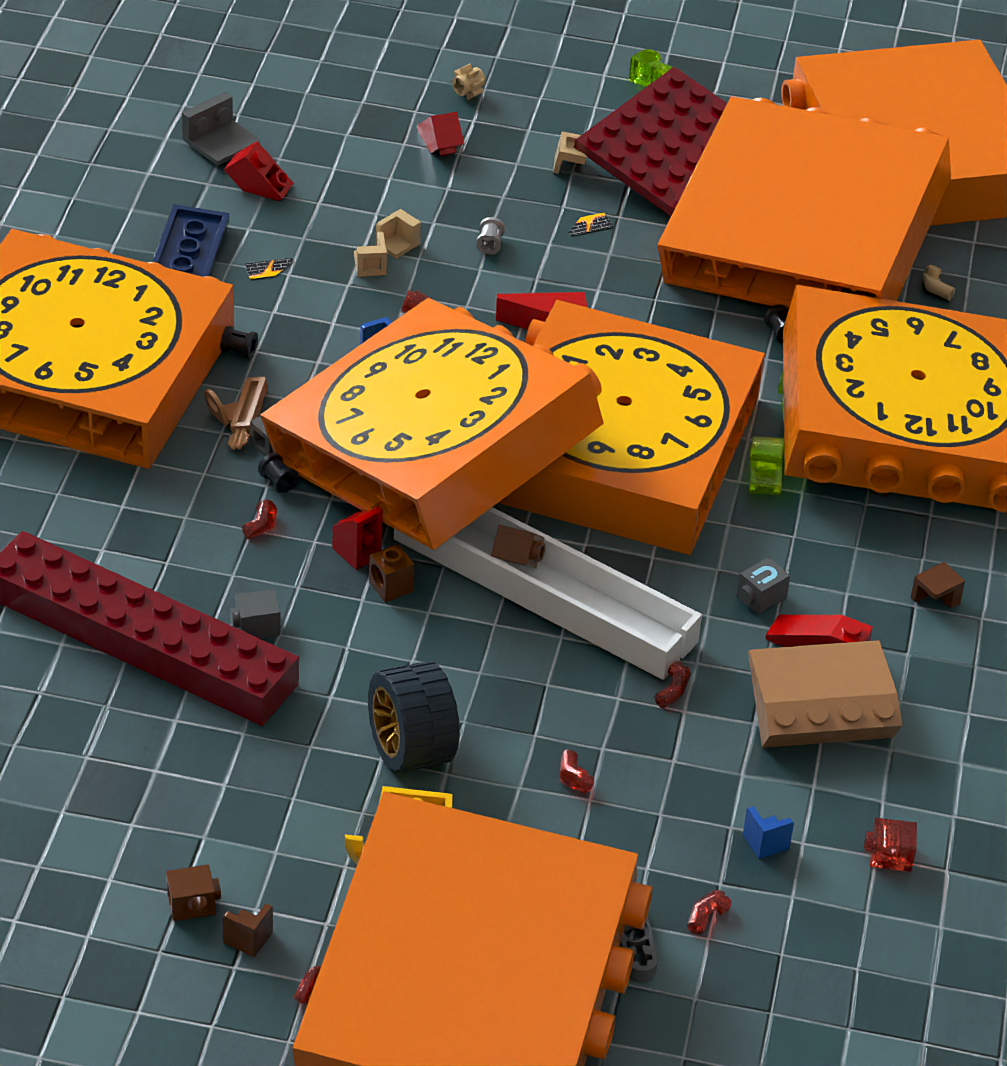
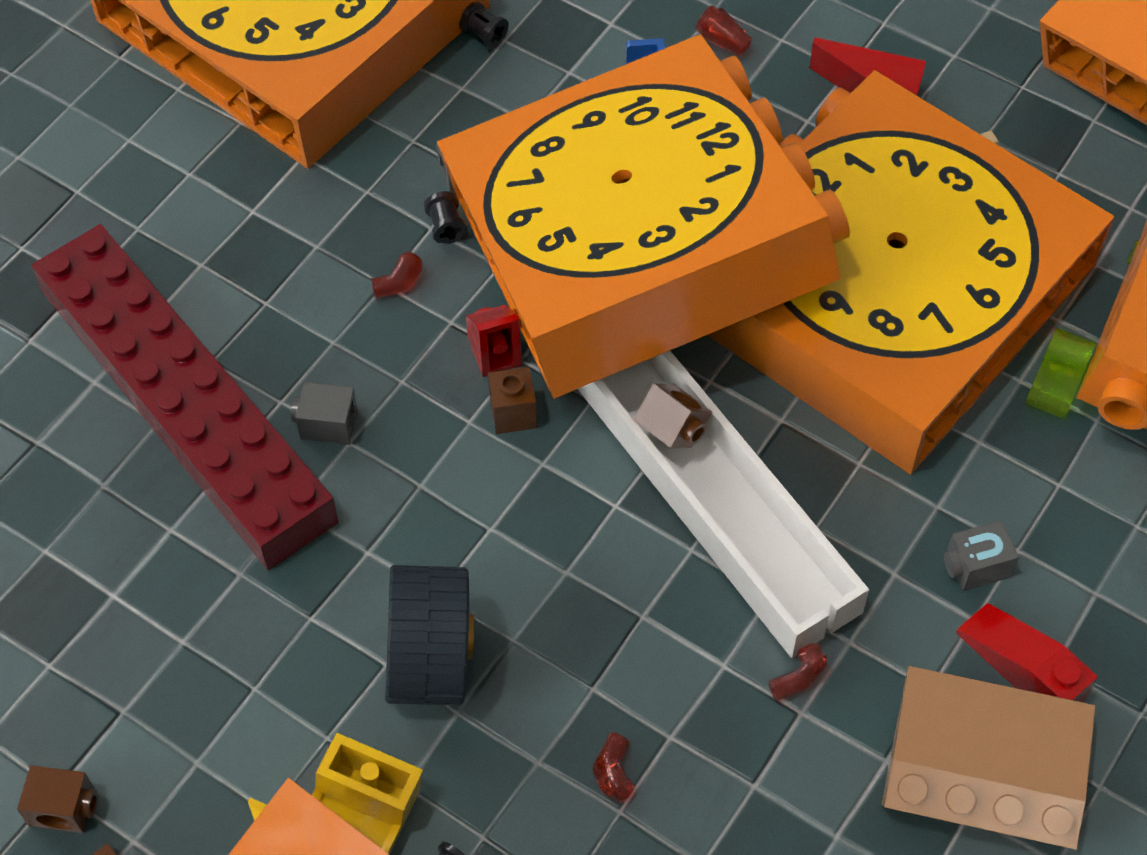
camera: 25 degrees right, 15 degrees up
(239, 412) = (444, 121): medium nougat piece -> none

